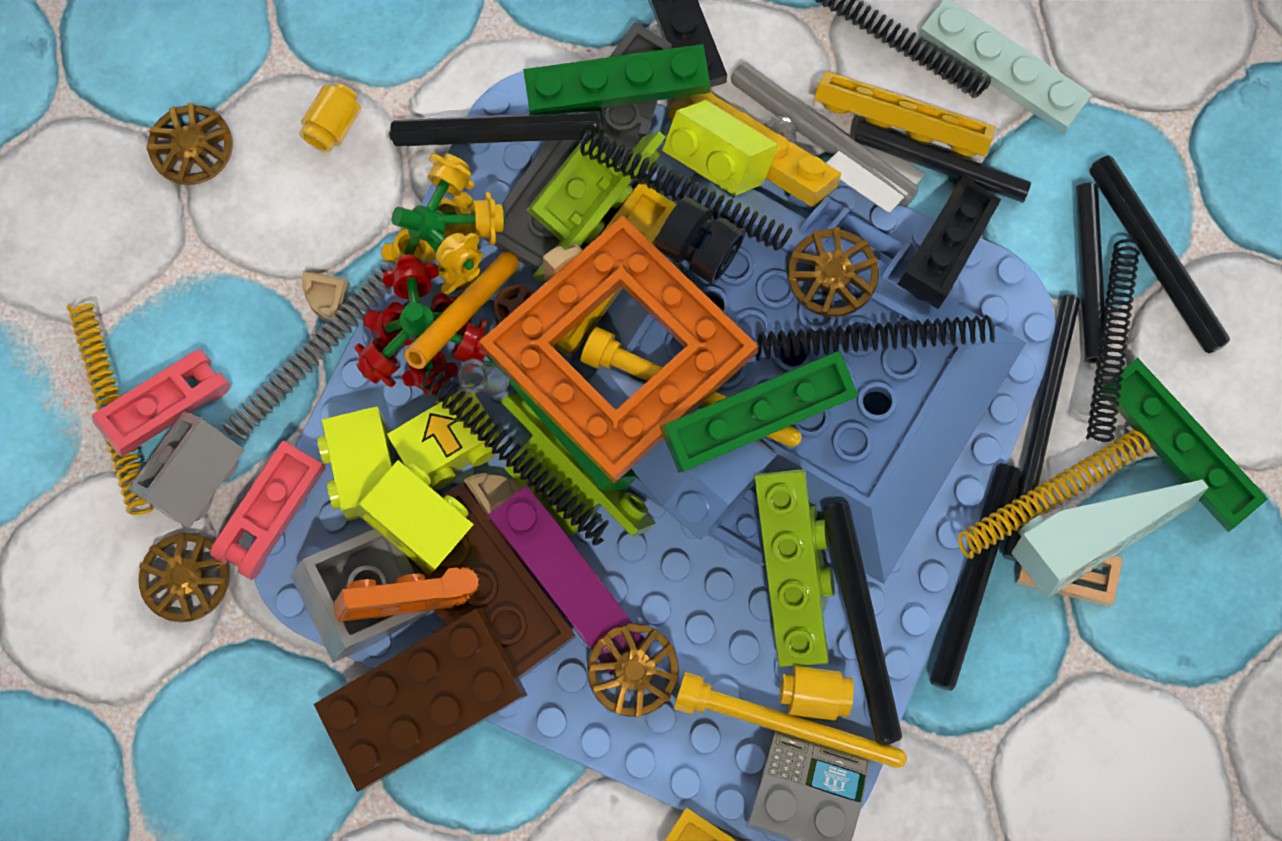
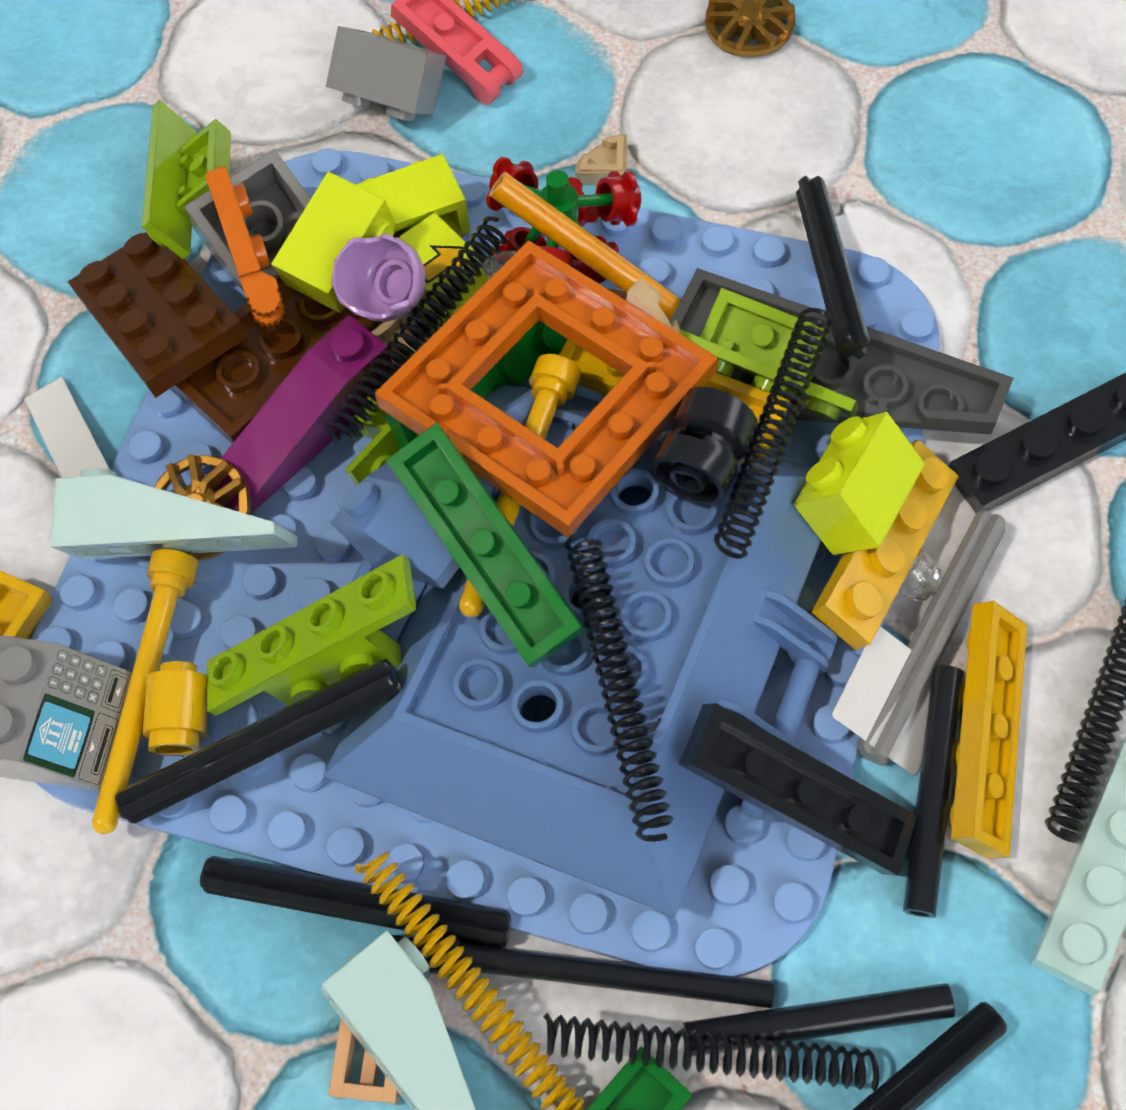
camera: 85 degrees right, 10 degrees down
(182, 578) = (285, 104): pearl gold wheel -> none
(267, 509) = (349, 141): coral plate -> none
(273, 658) = (177, 174): none -> lime bracket
(309, 357) = (503, 146): light grey piece -> none
(330, 117) = (809, 120): yellow brick -> none
(447, 226) = (650, 219): yellow plant -> none
(475, 475) = (378, 277): none -> lavender hair
(551, 784) = (64, 429): none -> white sticker
(617, 80) = (926, 369): green plate -> none
(648, 714) = (123, 518): none -> light aqua slope
(833, 272) = (700, 619): pearl gold wheel -> none

